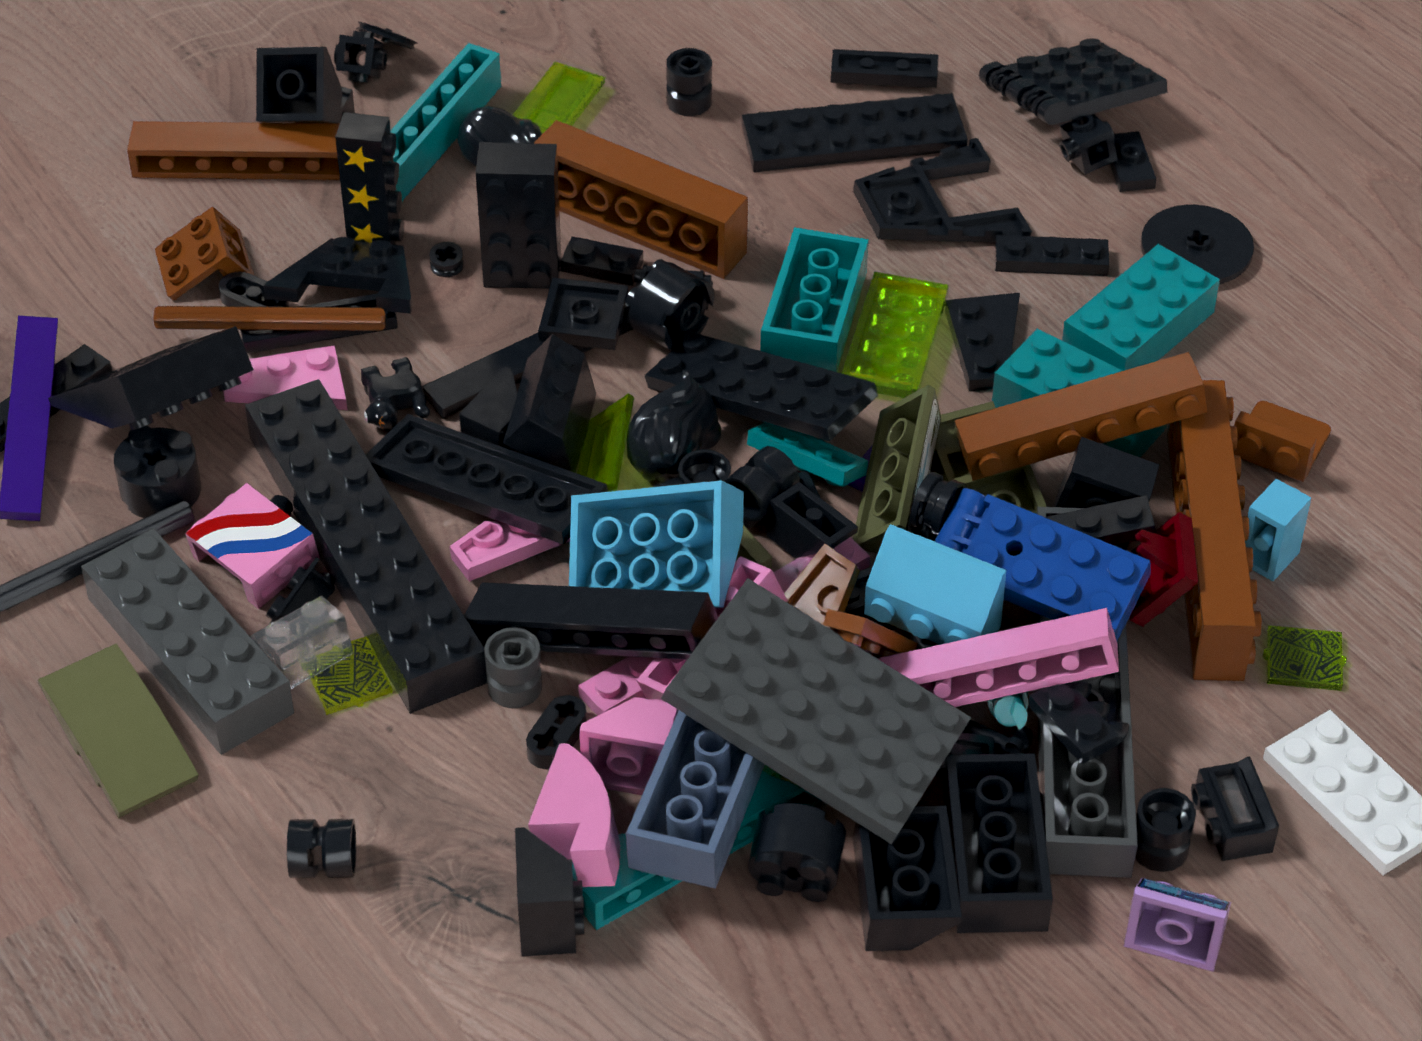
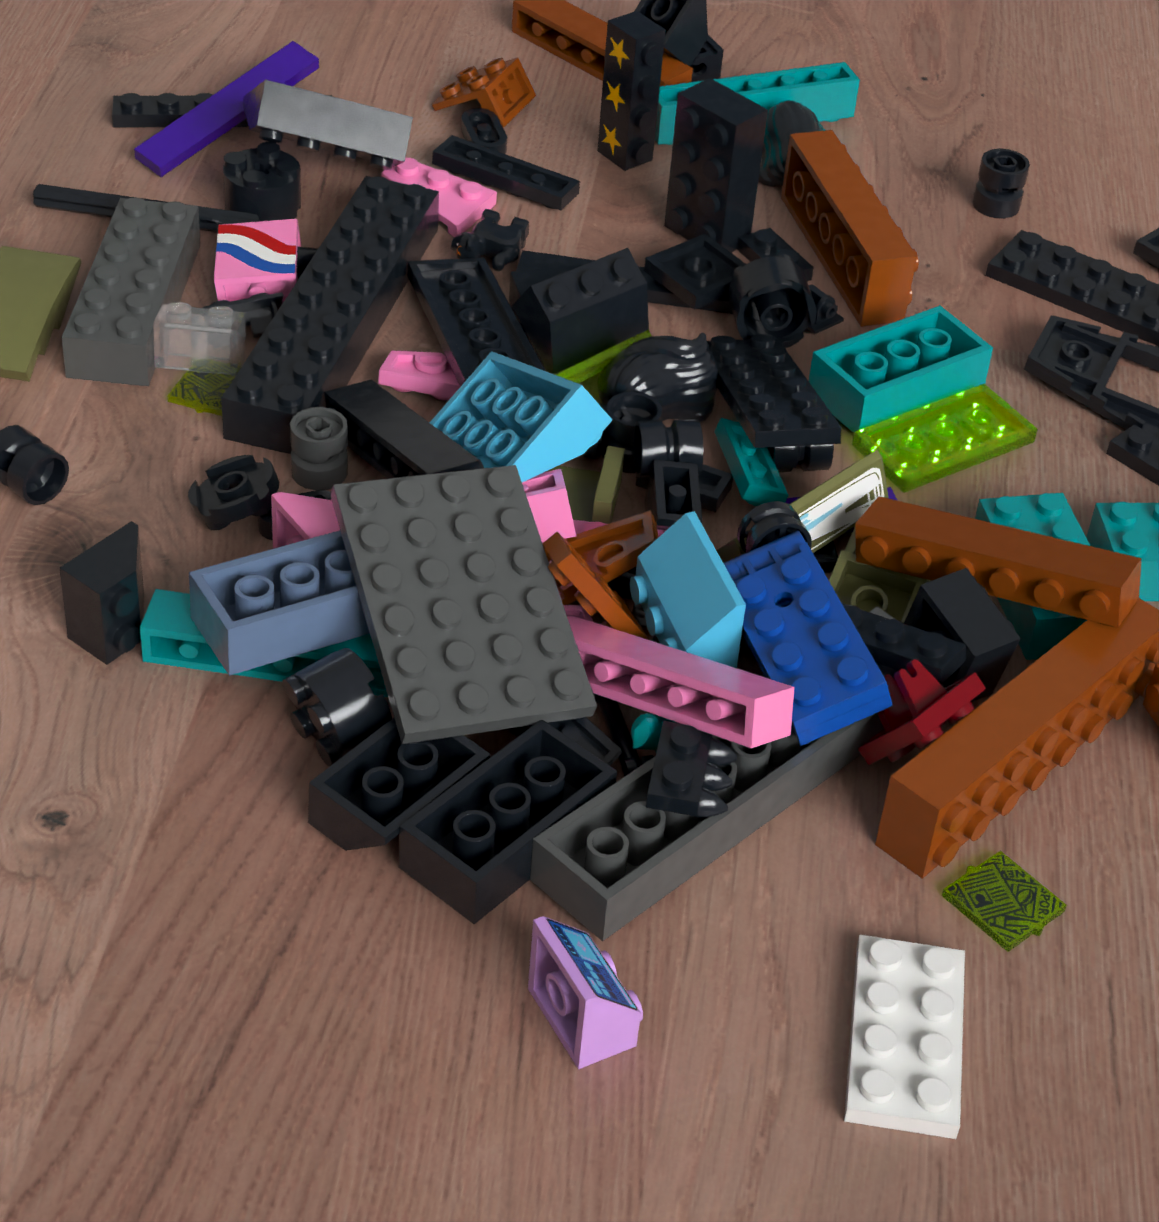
camera: 40 degrees right, 5 degrees down
(269, 318) = (470, 146): dark orange axle -> none
(348, 55) = (761, 38): black brick -> none
(348, 265) = (578, 153): black wing -> none
(386, 35) = (800, 37): black wheel -> none
(444, 251) = (654, 191): black bush -> none
(515, 763) = (234, 491): none -> black plate
(560, 96) = (889, 145): clear neon green piece -> none
(578, 818) = (179, 550): bright pink slope -> none
(982, 335) = (1035, 472): black wing -> none
(1164, 829) = (667, 919): black wheel -> none
(1235, 810) = (759, 957): black window -> none
(1277, 528) = (1089, 771): medium azure brick -> none

